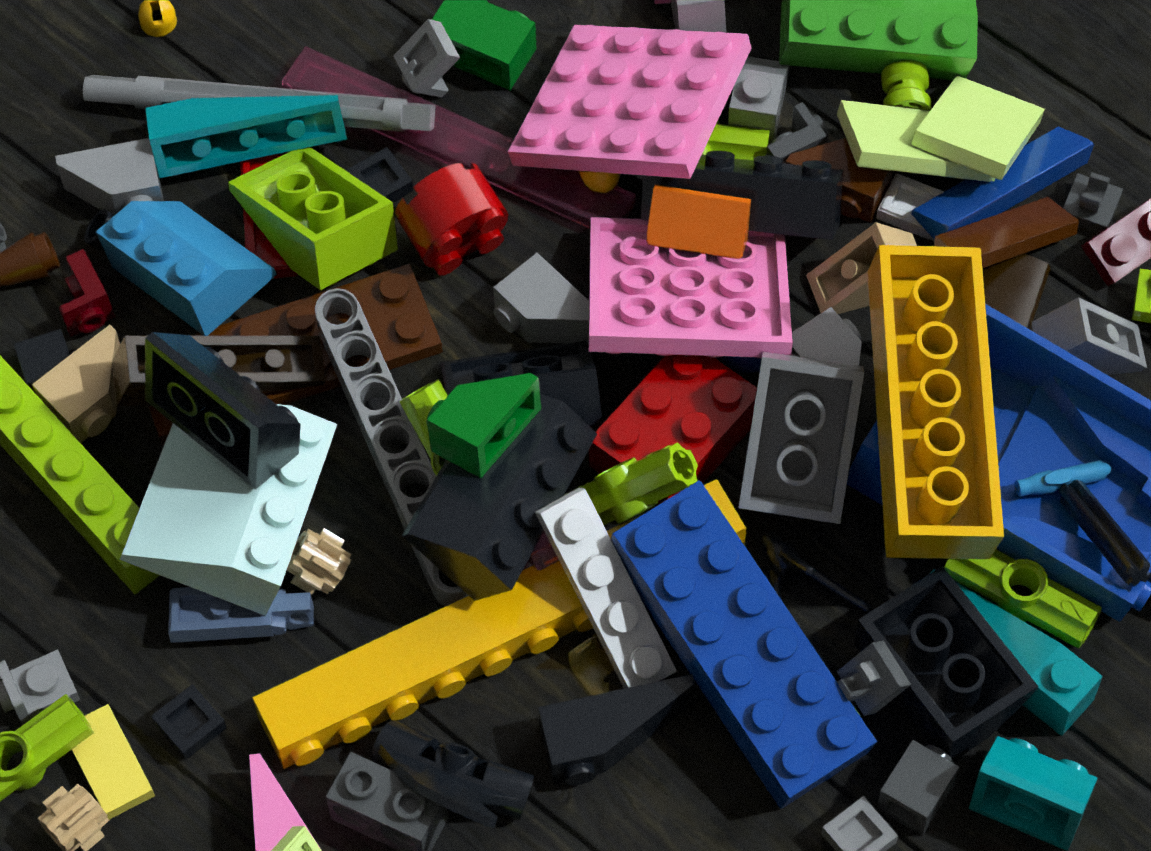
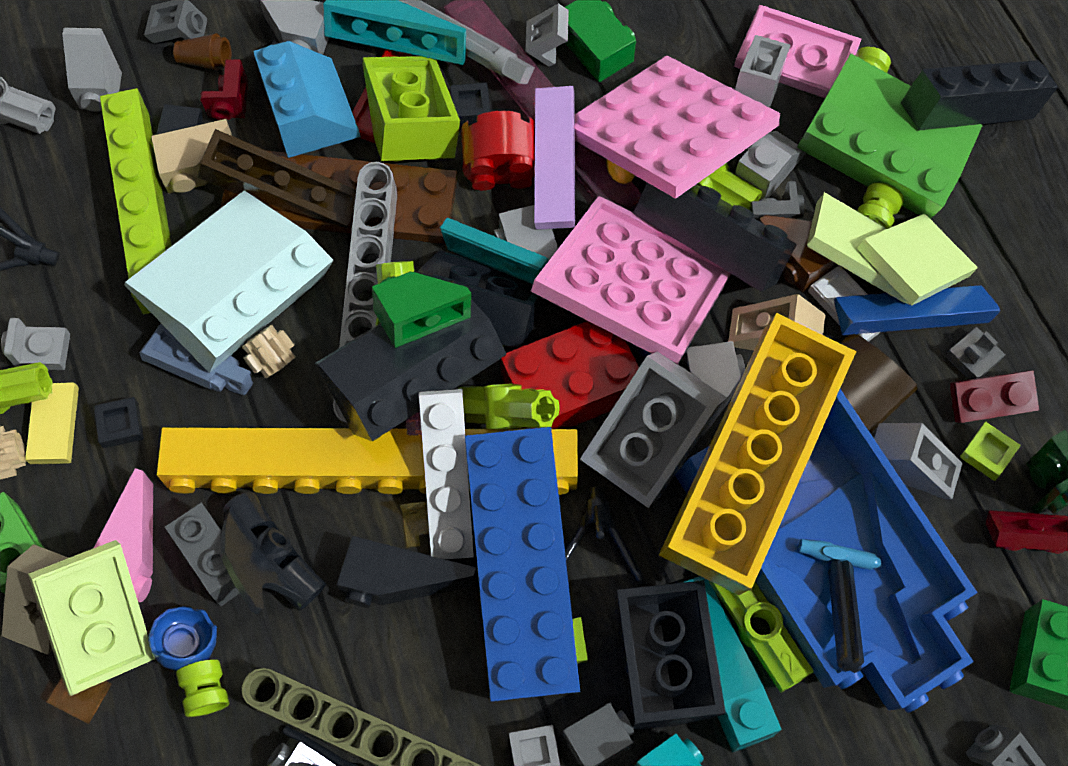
camera: 25 degrees right, 5 degrees up
(219, 407) = (244, 207): black slope -> none
(513, 333) = (492, 251): none -> teal tile
(523, 195) = (554, 158): none -> lavender tile
(698, 221) = (669, 234): orange slope -> none
(872, 678) = (603, 640): dark grey tile -> none
(1013, 231) = (897, 348): reddish brown tile -> none

